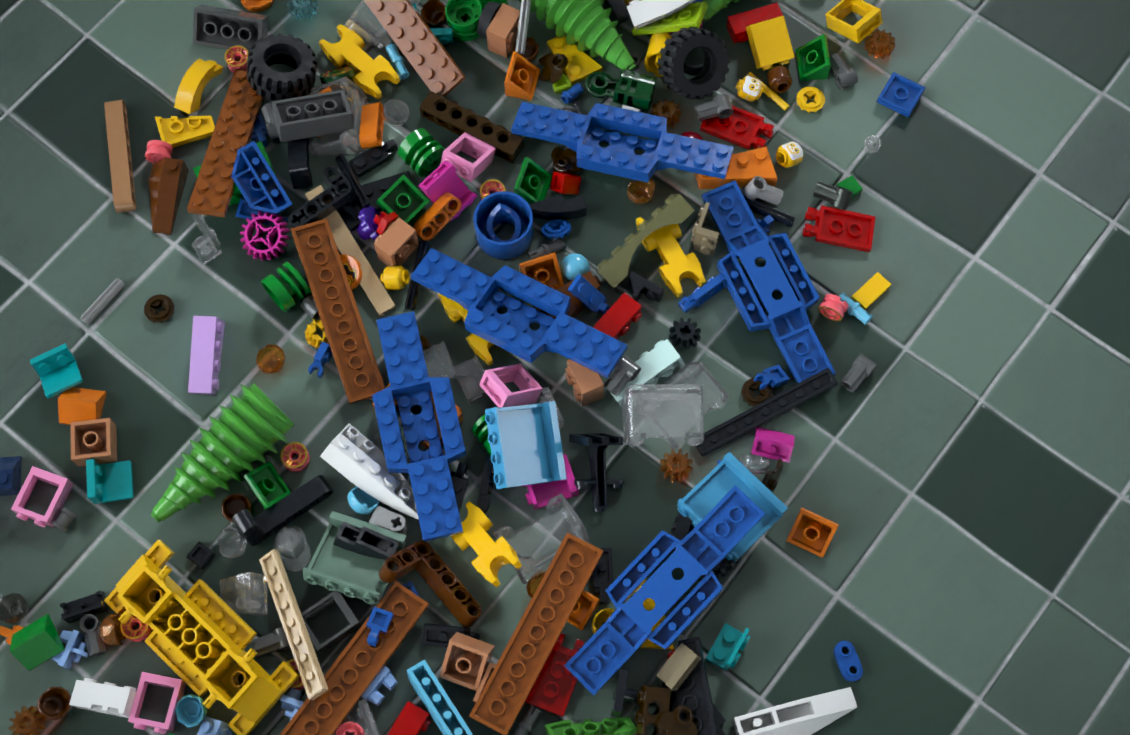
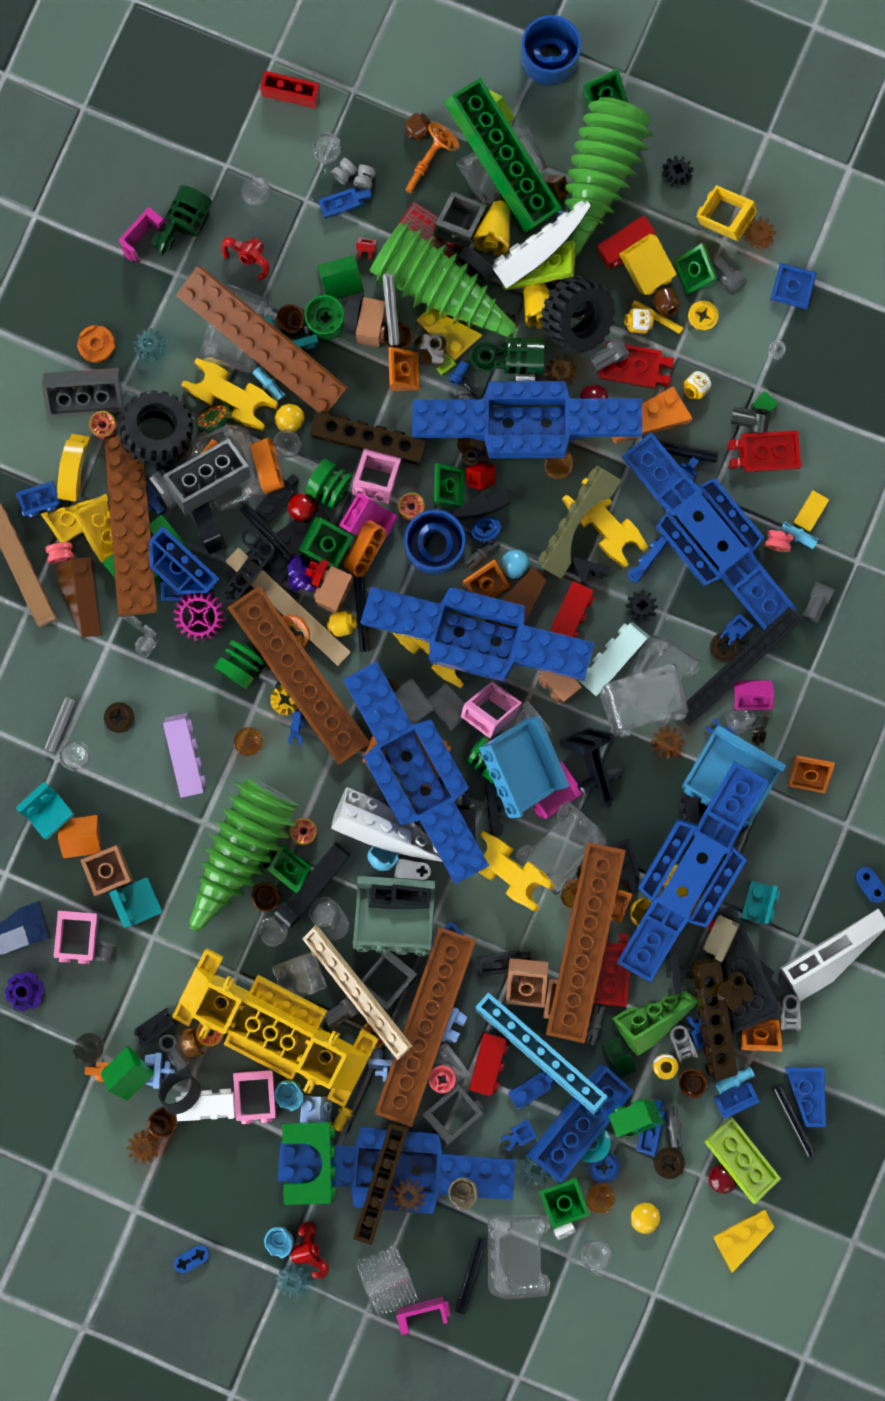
camera: 15 degrees left, 15 degrees up
(85, 682) = (185, 1103): none -> black tyre
(104, 329) = (74, 755): none -> clear hair
(157, 104) = (38, 498): none -> blue bracket
(198, 133) = (96, 526): none -> yellow wing
(200, 555) = (245, 949): black tile -> none
(378, 622) = (438, 971): blue plate -> none
(391, 167) = (302, 507): none -> red hair
(406, 92) = (289, 417): none -> yellow hair
(437, 575) = (474, 914): reddish brown beam -> none
(588, 295) = (540, 595): blue hinge -> none
(625, 371) = (597, 668): dark grey piece -> none
(704, 239) = (637, 505): dark tan bracket -> none
(760, 189) = (681, 434): light grey piece -> none

